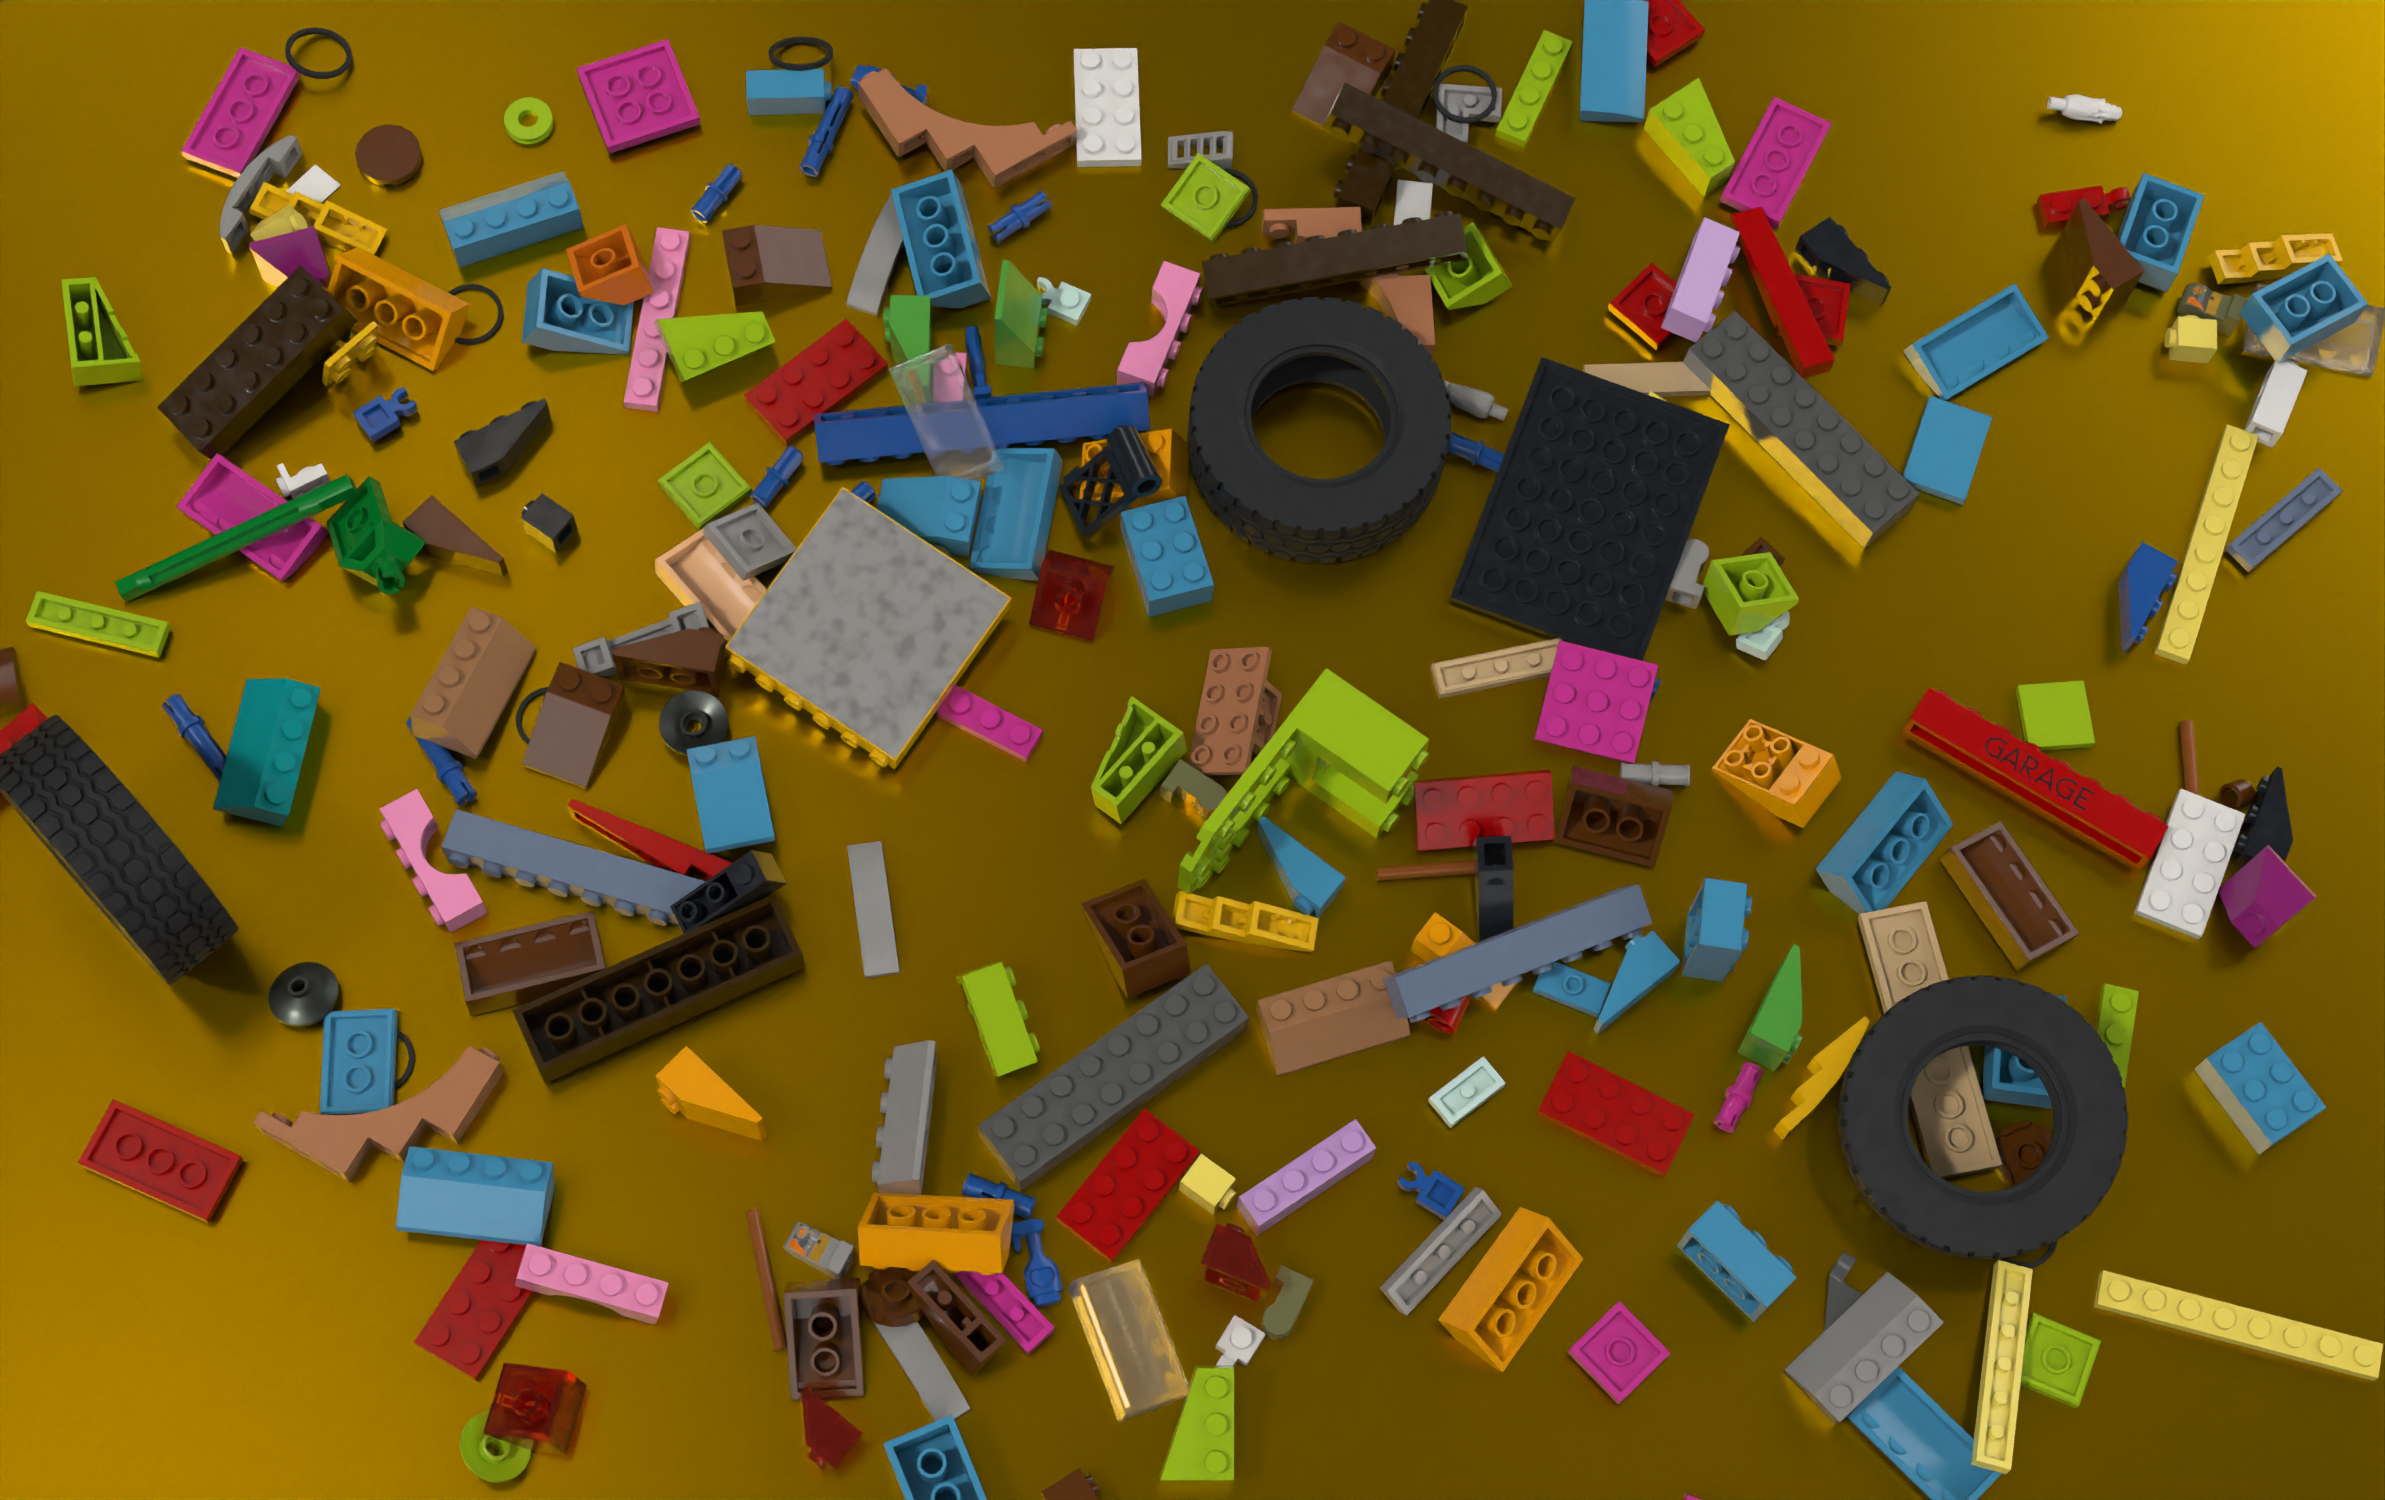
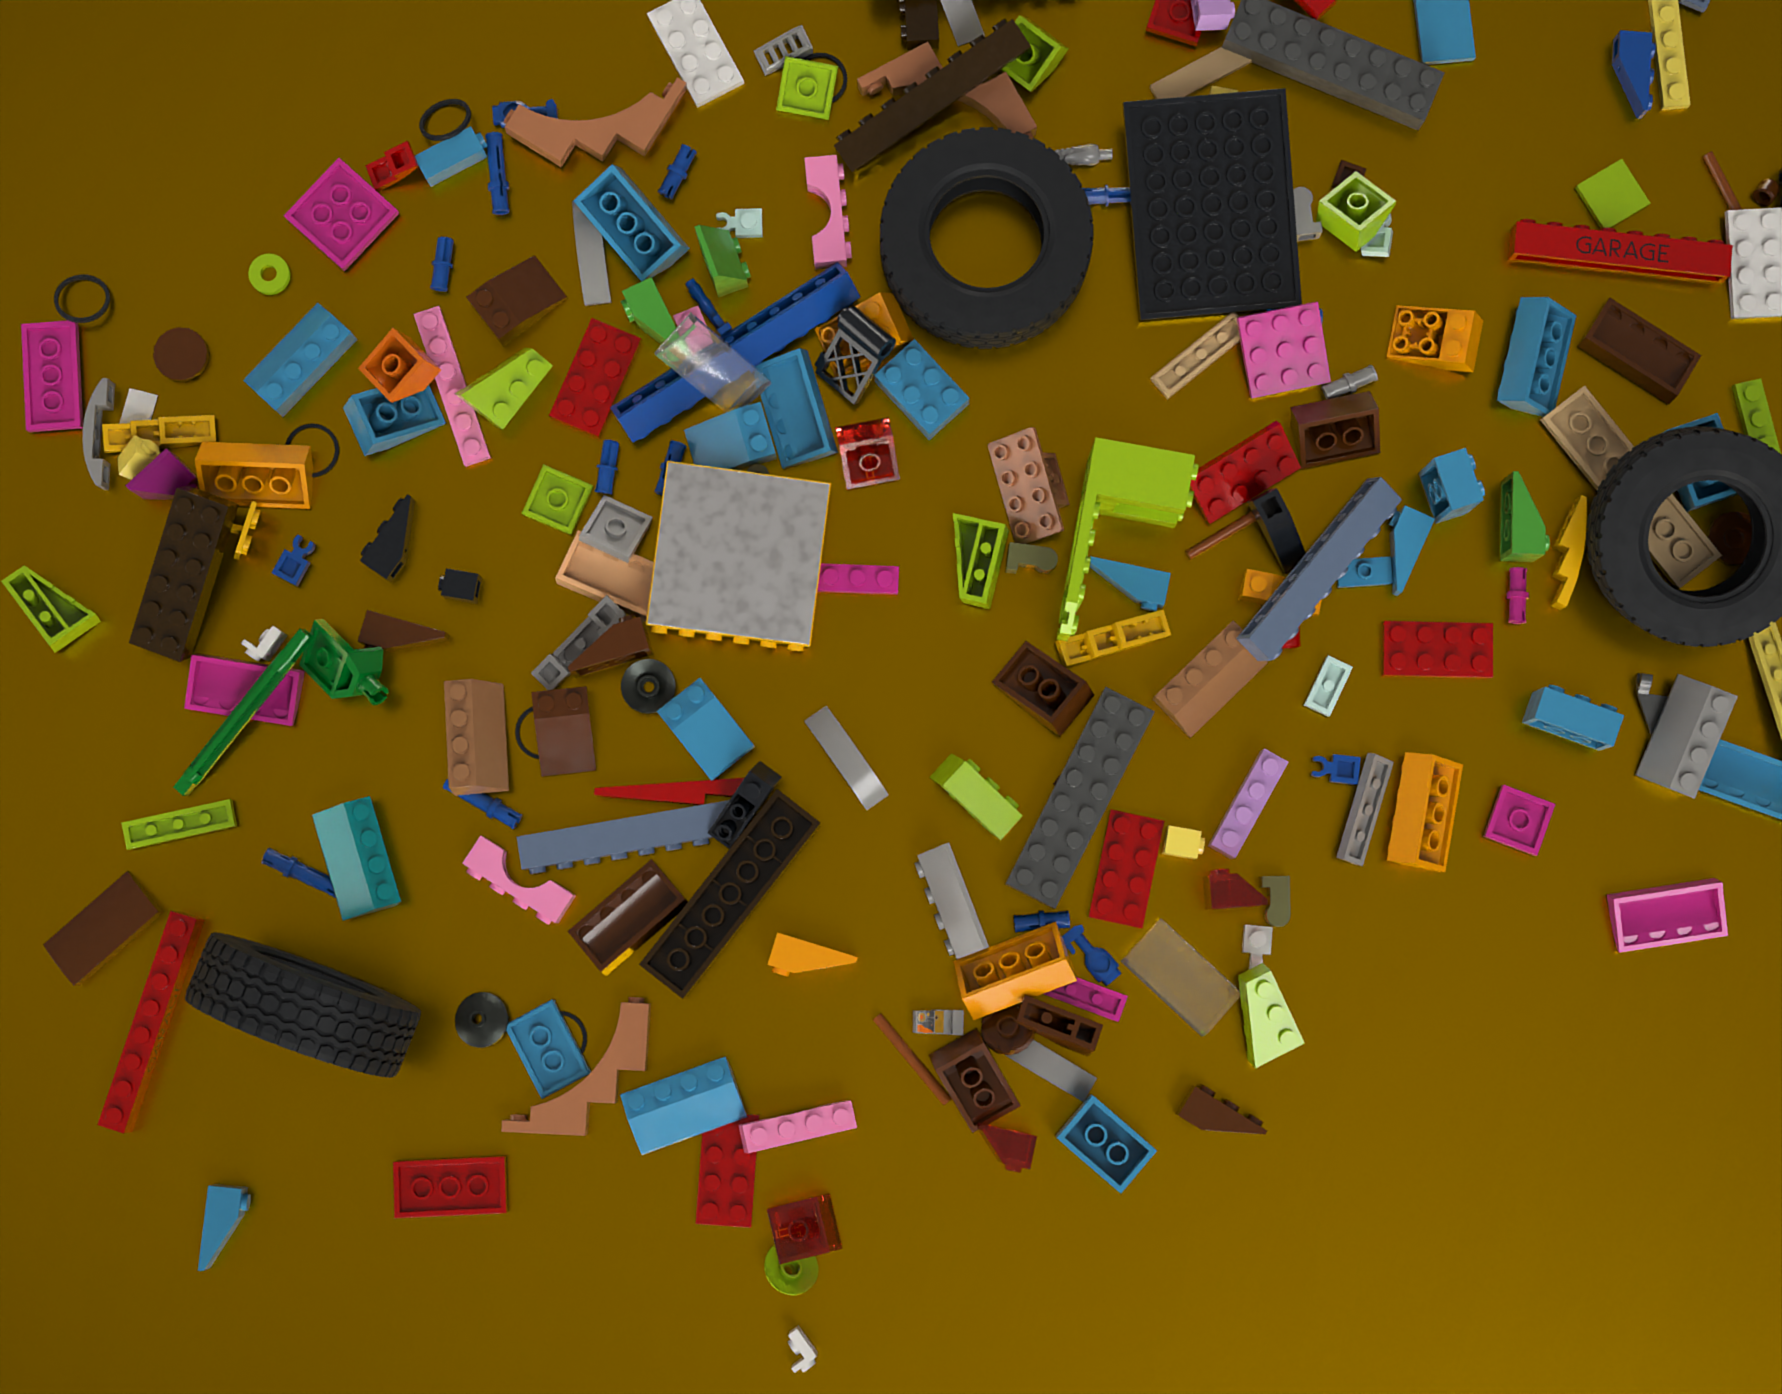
camera: 20 degrees left, 15 degrees up
(720, 74) = (392, 167): none -> red slope

